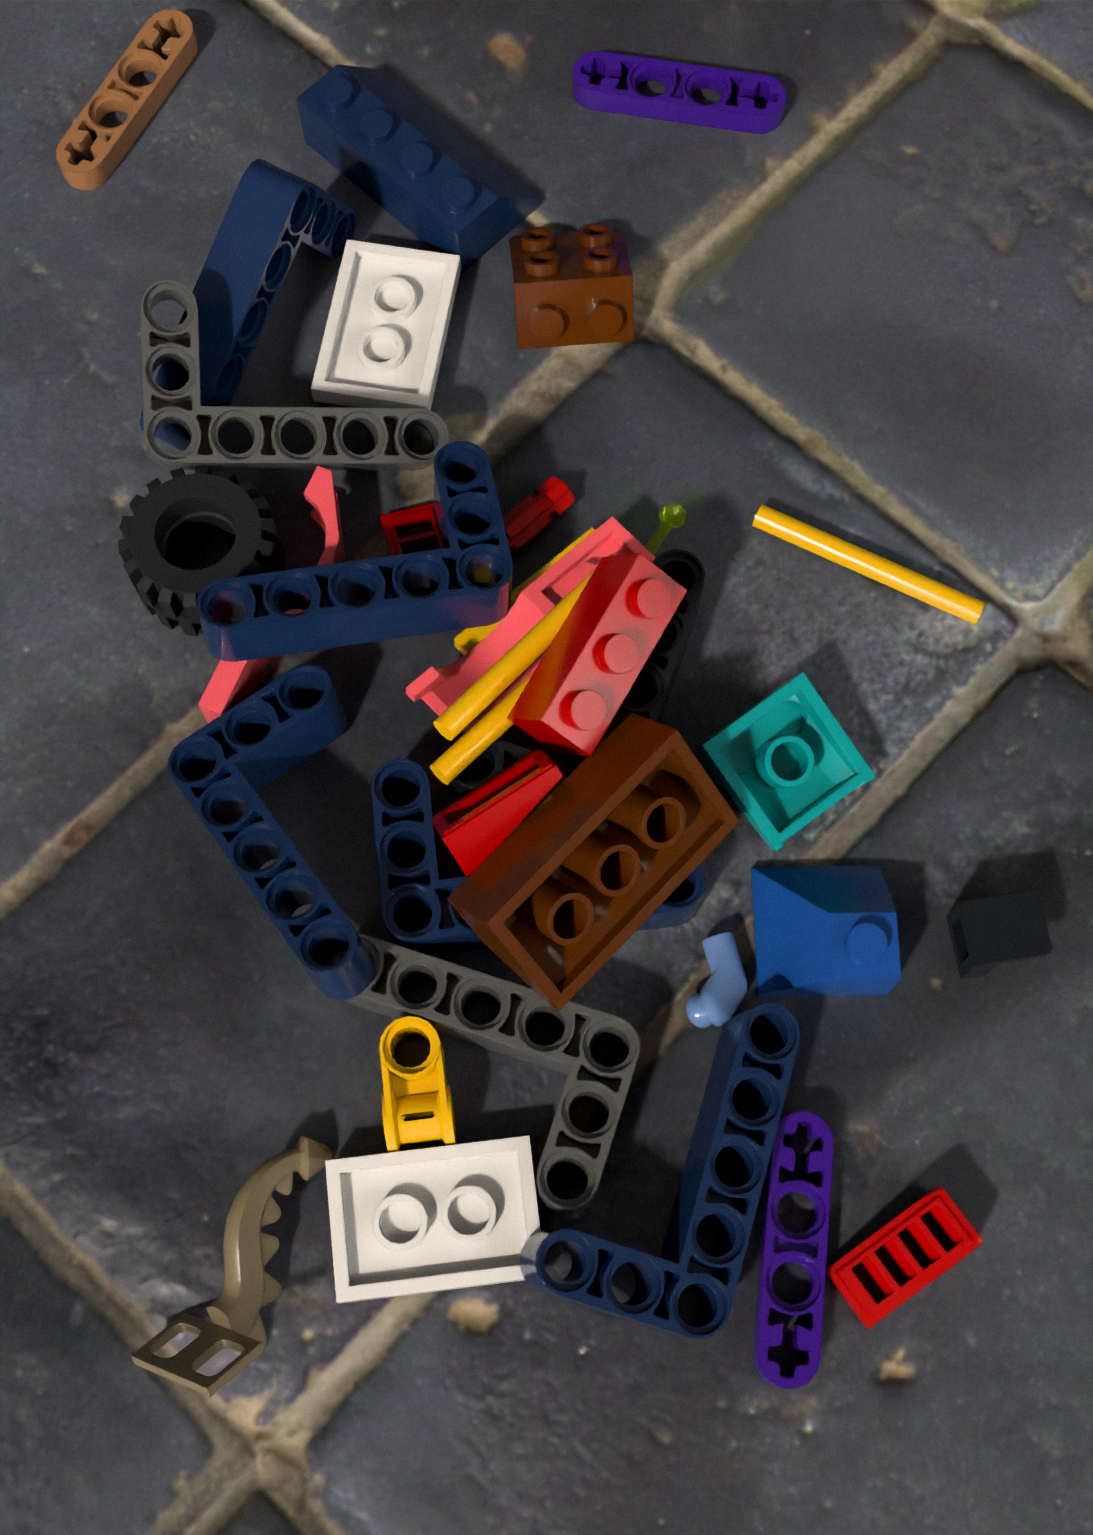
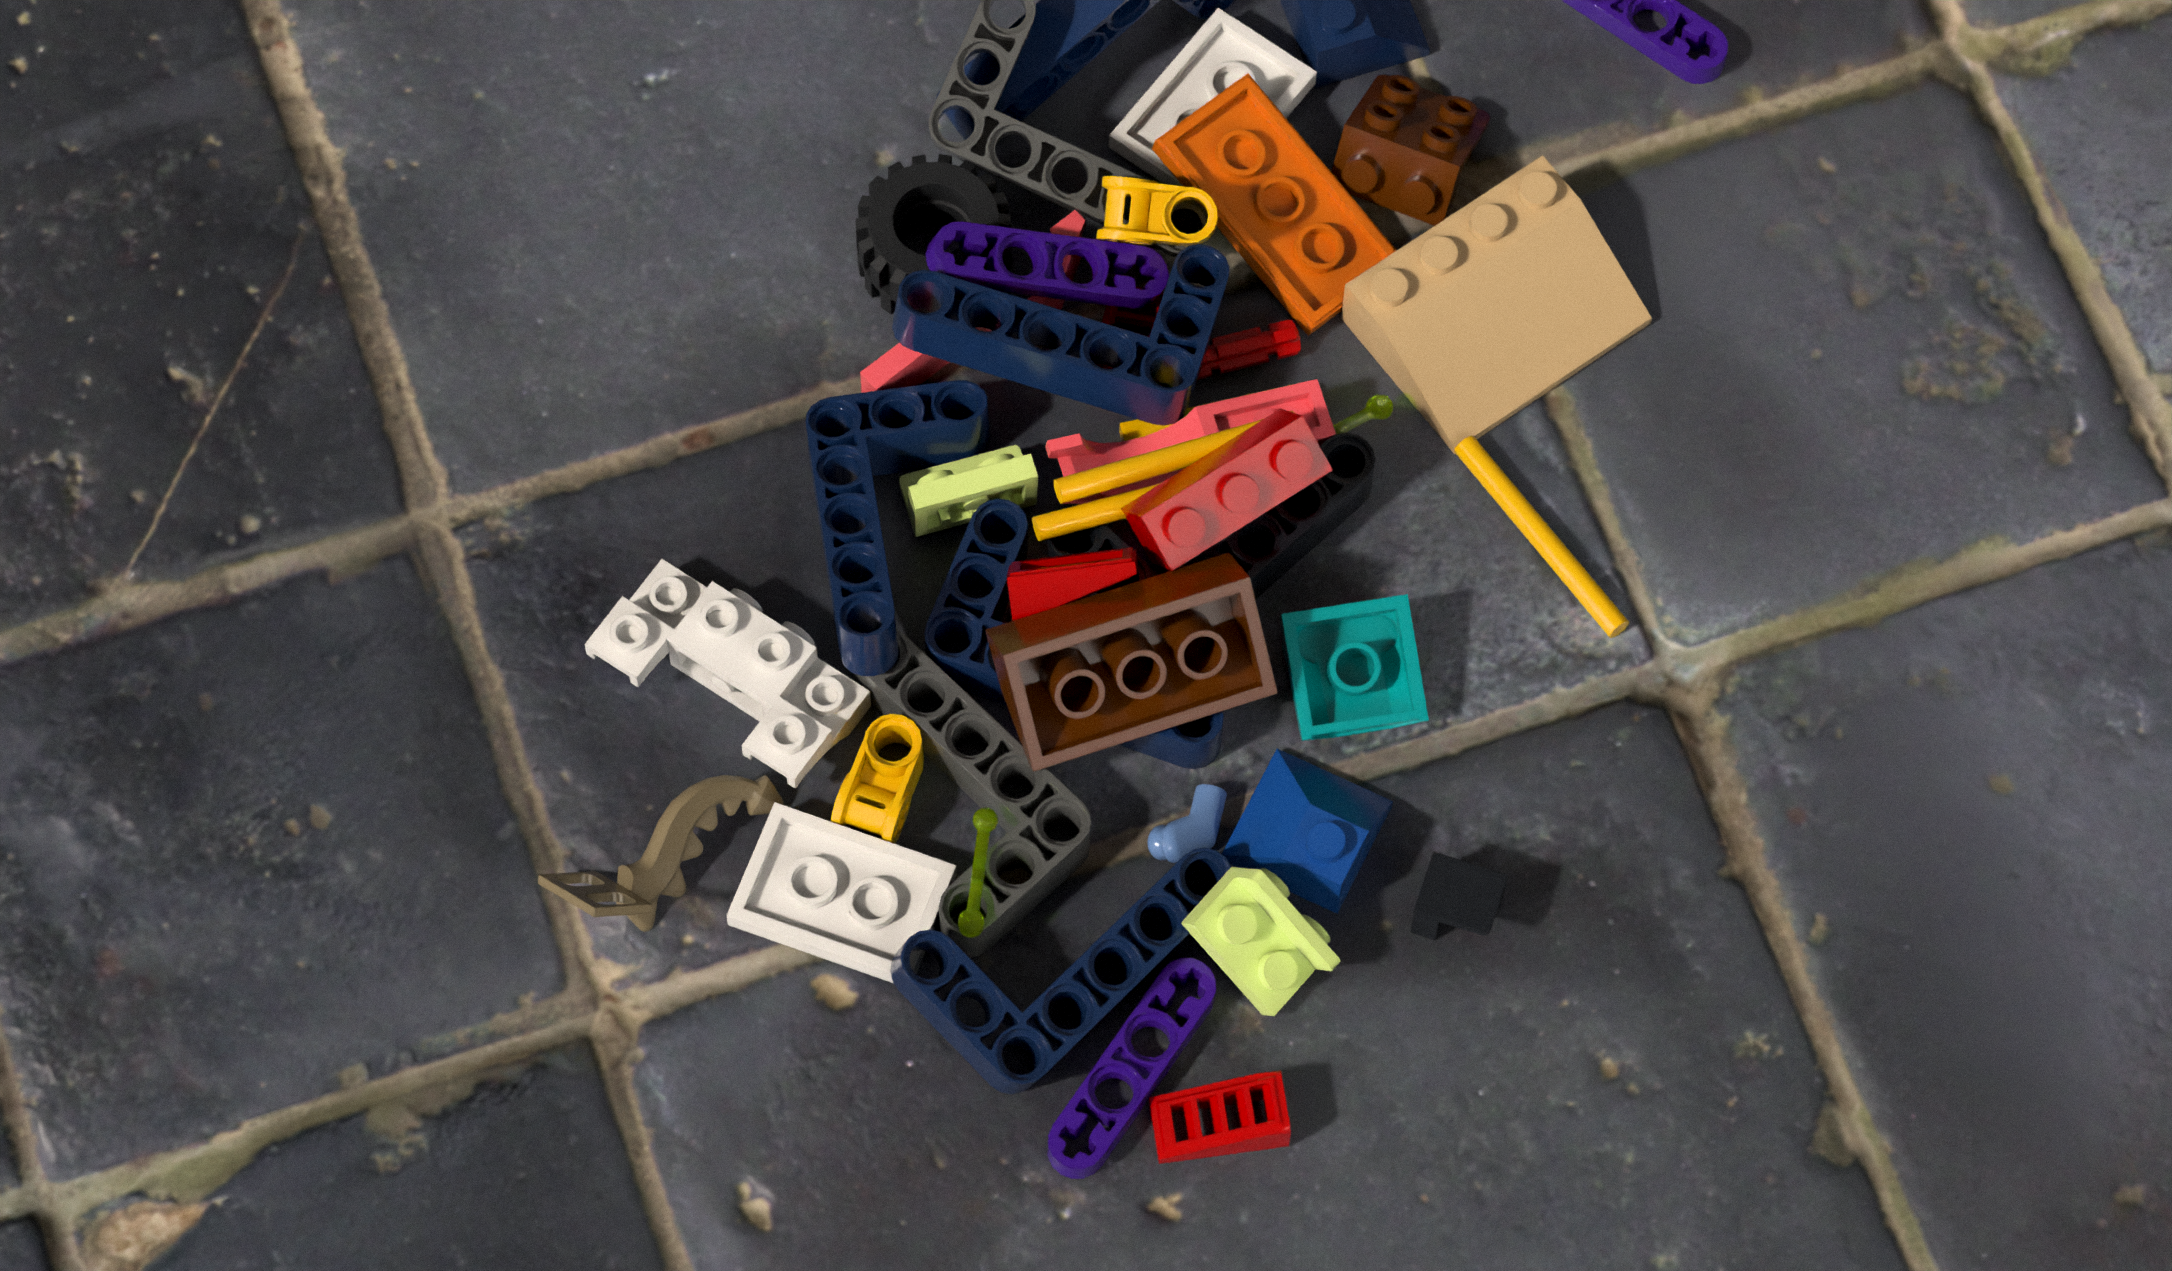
camera: 25 degrees right, 5 degrees down
(220, 1029) = (742, 658): none -> white bracket
(316, 517) = (1047, 256): none -> dark purple beam
(347, 762) = (954, 490): none -> yellowish green bracket
(391, 433) = (1151, 212): none -> yellow piece
(487, 381) = (1275, 201): none -> orange tile
(580, 1192) = (971, 920): none -> clear neon green hinge
(718, 384) = (1495, 304): none -> tan slope
(848, 1062) = (1260, 937): none -> yellowish green bracket

